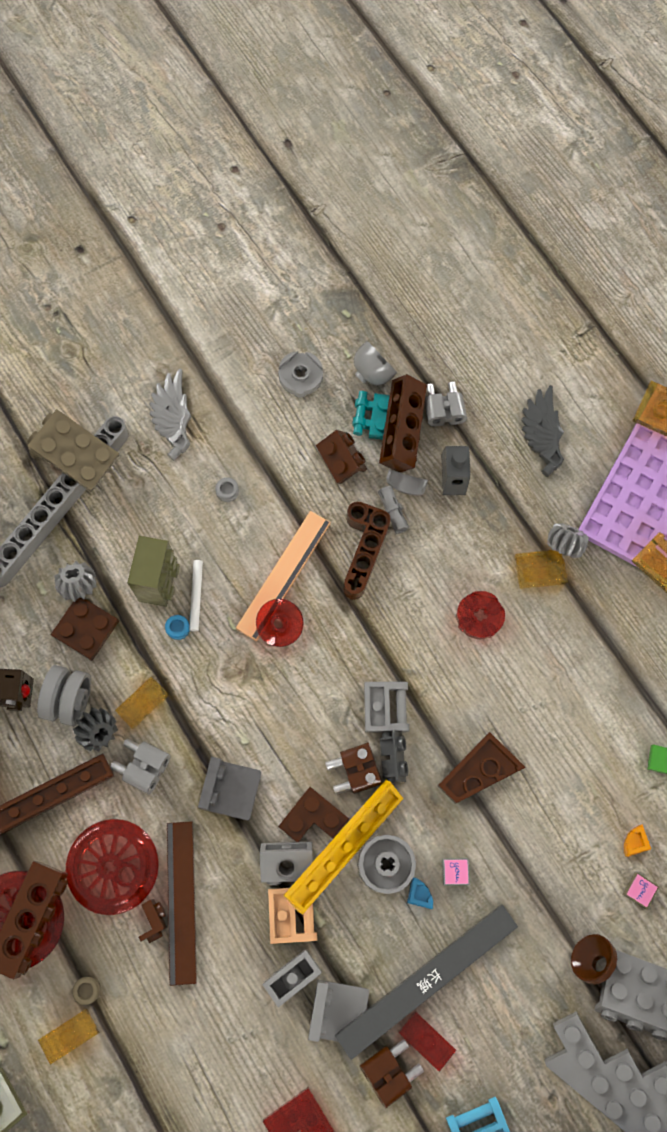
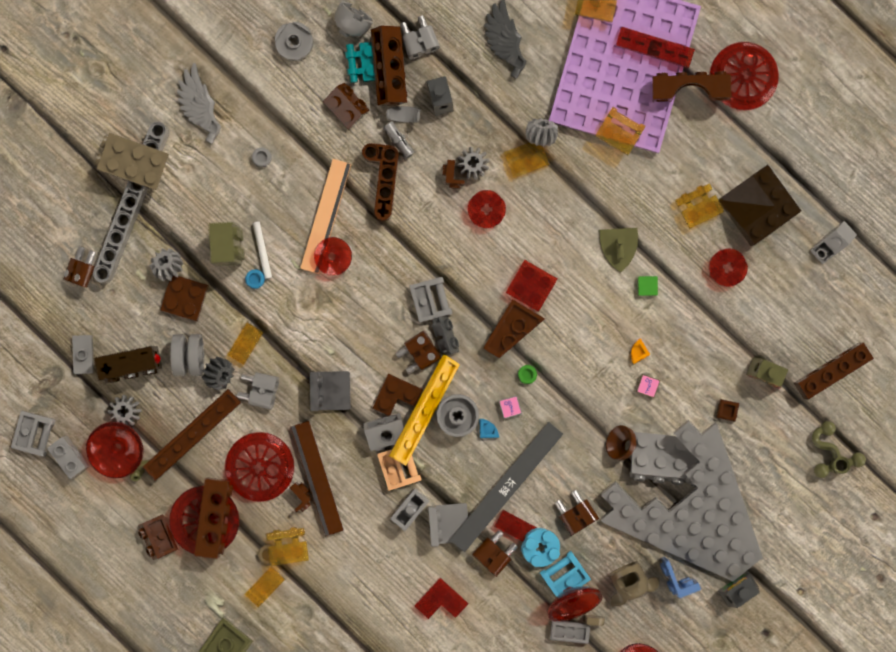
camera: 10 degrees left, 15 degrees up
(114, 996) = (289, 552): none -> clear yellow plate
(445, 558) = (448, 171): none -> reddish brown bracket
(468, 560) = (467, 159): none -> light grey gear
(469, 1088) = (550, 552): none -> medium azure plate
(486, 834) = (527, 374): none -> bright green tile
(516, 722) = (531, 285): none -> clear red plate
(516, 1049) = (577, 517): none -> reddish brown piece
(634, 701) = (619, 246): none -> olive shield

